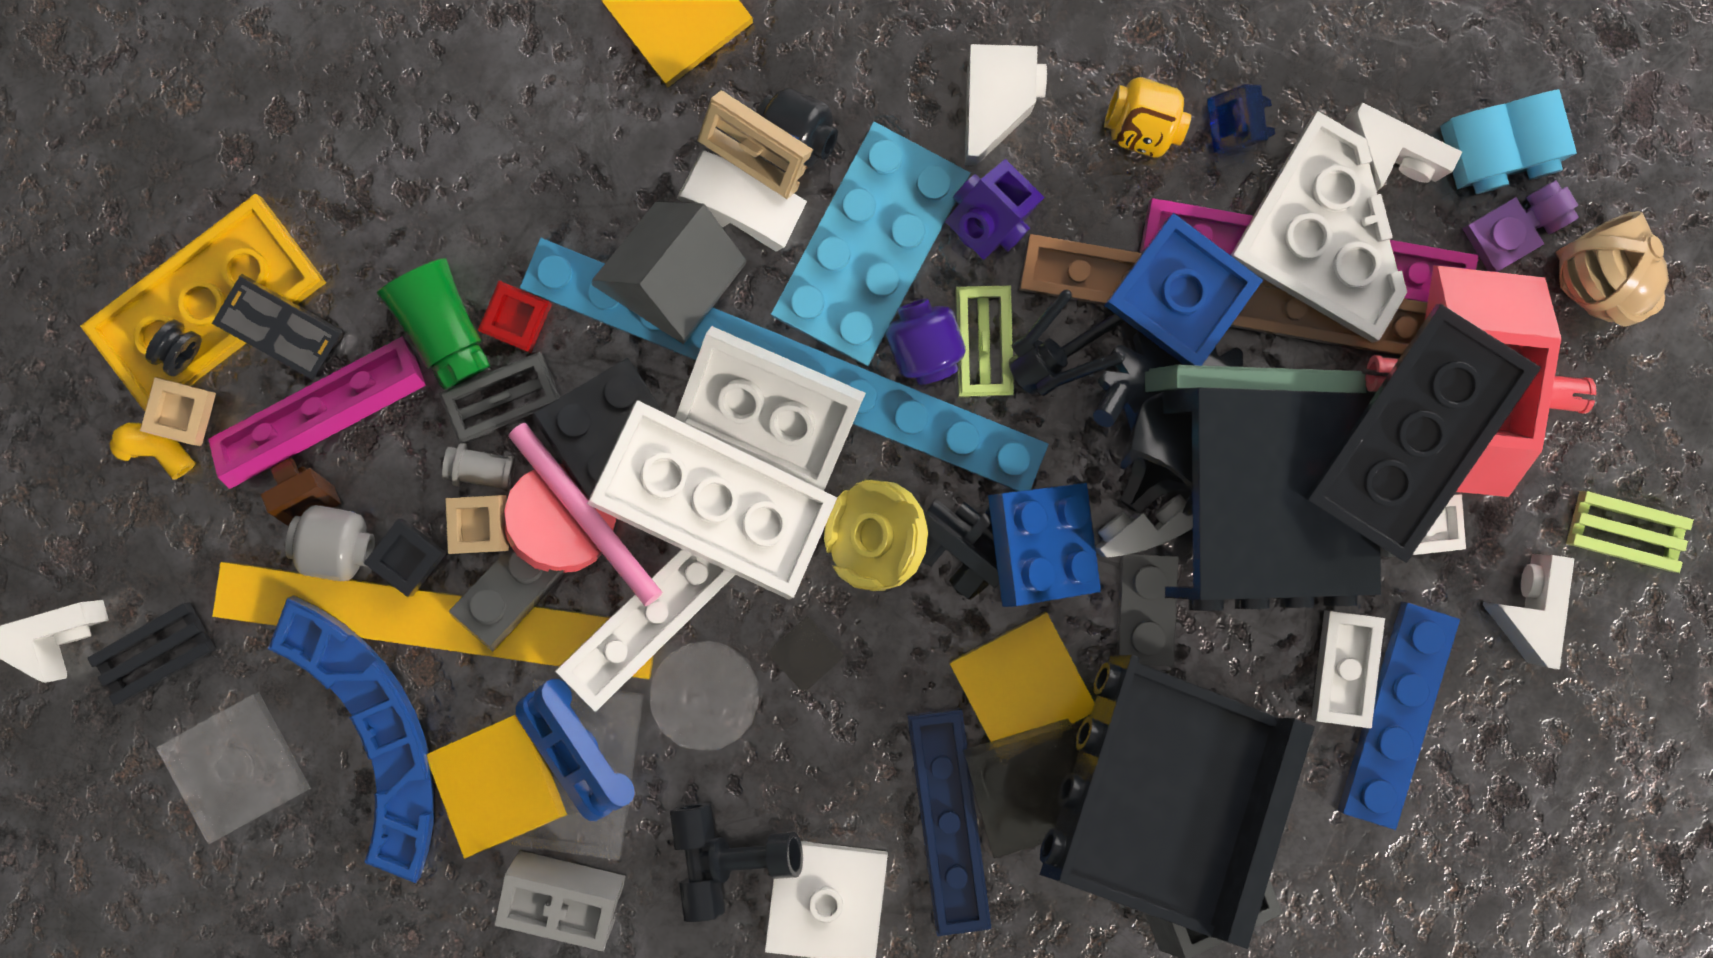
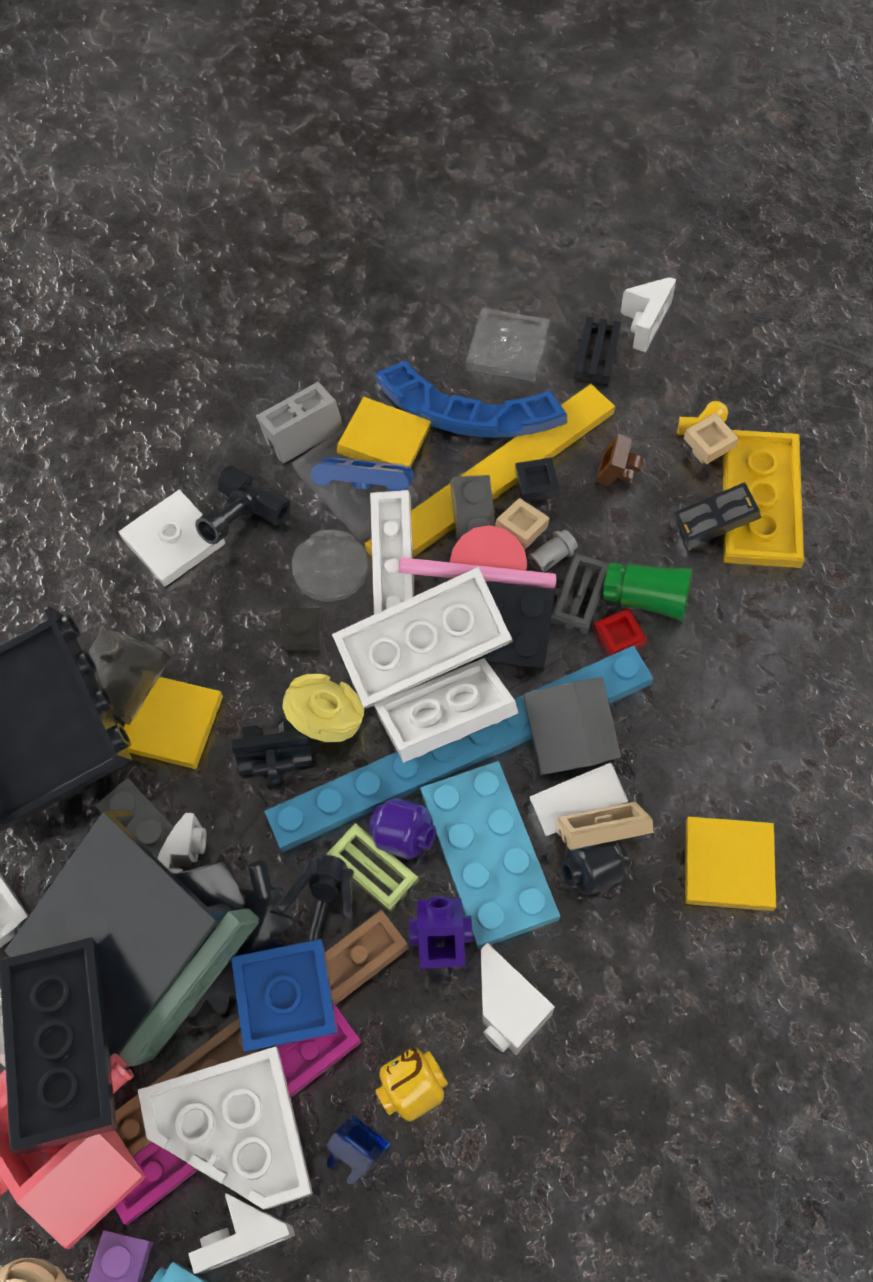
camera: 135 degrees right, 25 degrees down
(173, 347) = (747, 457): black bush -> none
(316, 412) = (653, 500): dark pink plate -> none
(328, 543) = (578, 454): light grey head -> none
(949, 822) = (145, 623): dark blue tile -> none
(1044, 544) = (228, 790): blue plate -> none

